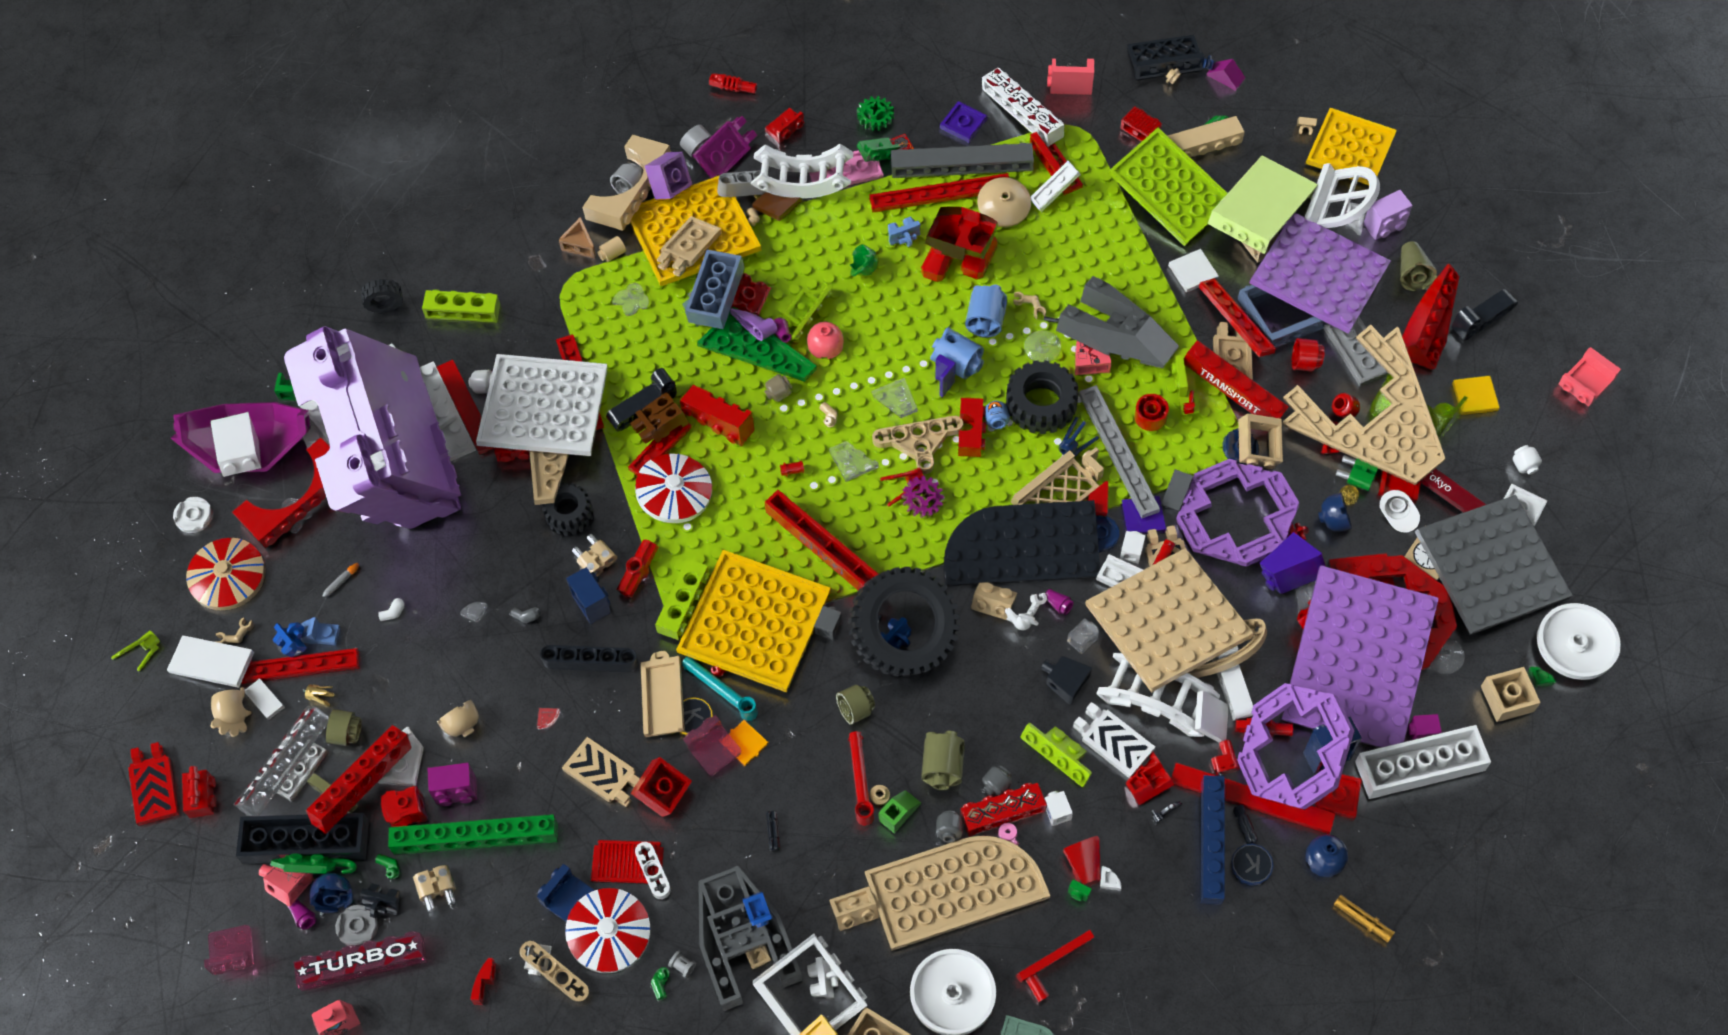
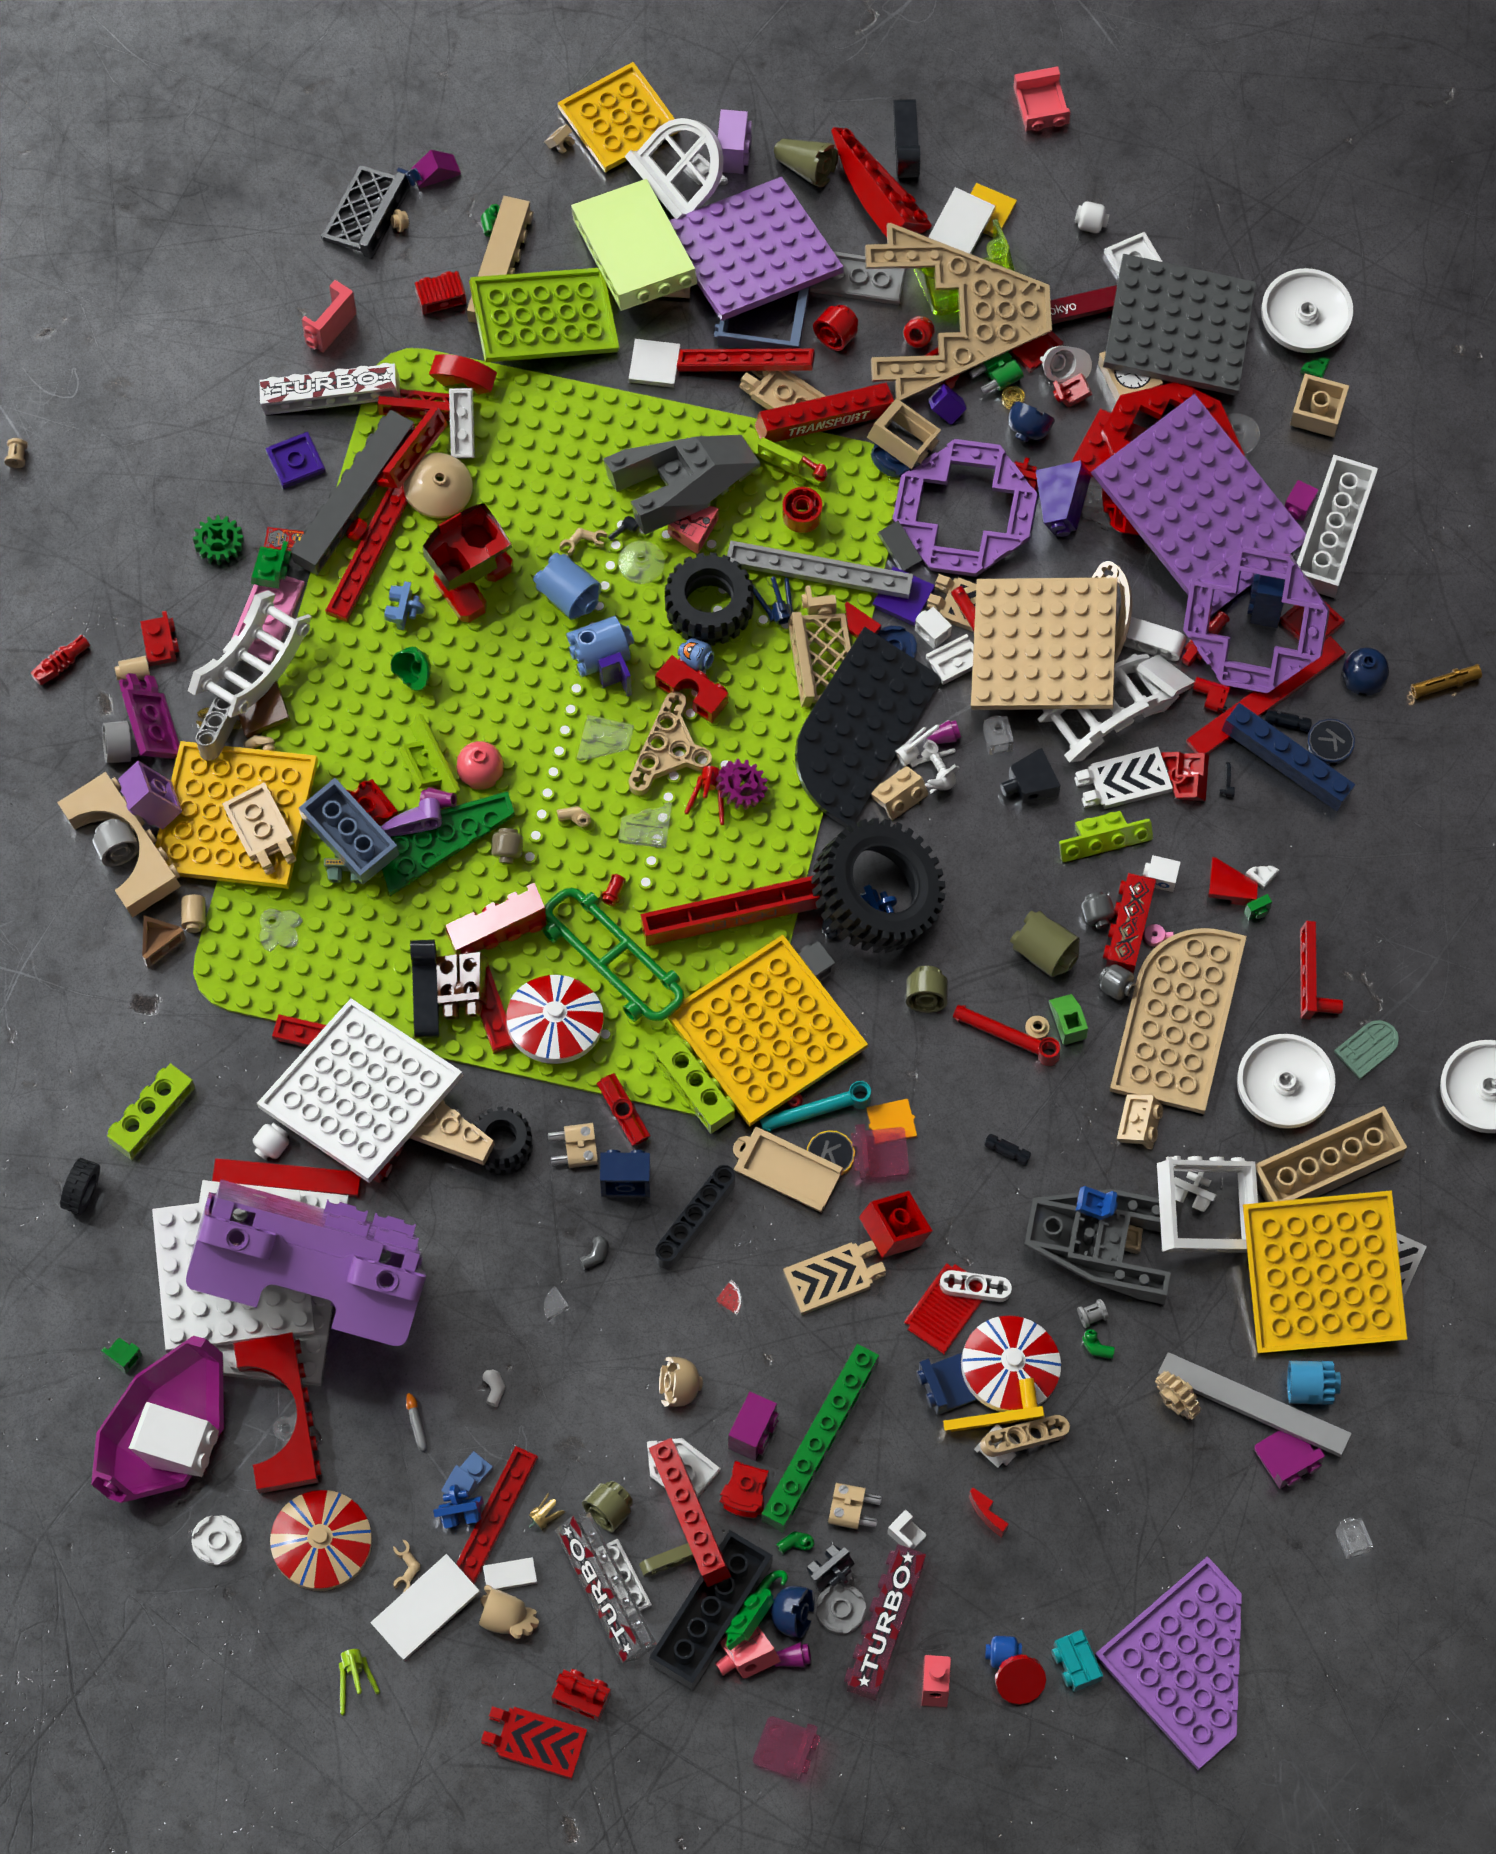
camera: 60 degrees left, 5 degrees up
(437, 935) = (905, 1531): none -> white panel
(573, 963) = (1029, 1412): none -> yellow piece
(739, 452) = (635, 1007): none -> green bar
(754, 122) = (135, 665): none -> tan brick
(937, 178) = (356, 529): none -> red tile
(1014, 170) = (413, 449): none -> red fence
(1028, 587) = (908, 752): none -> white plant
(1091, 163) = (457, 369): none -> red brick
(1308, 456) = (947, 404): none -> dark purple panel
(1384, 527) = (1072, 390): none -> bracket
(1448, 384) = (962, 221): none -> white tile

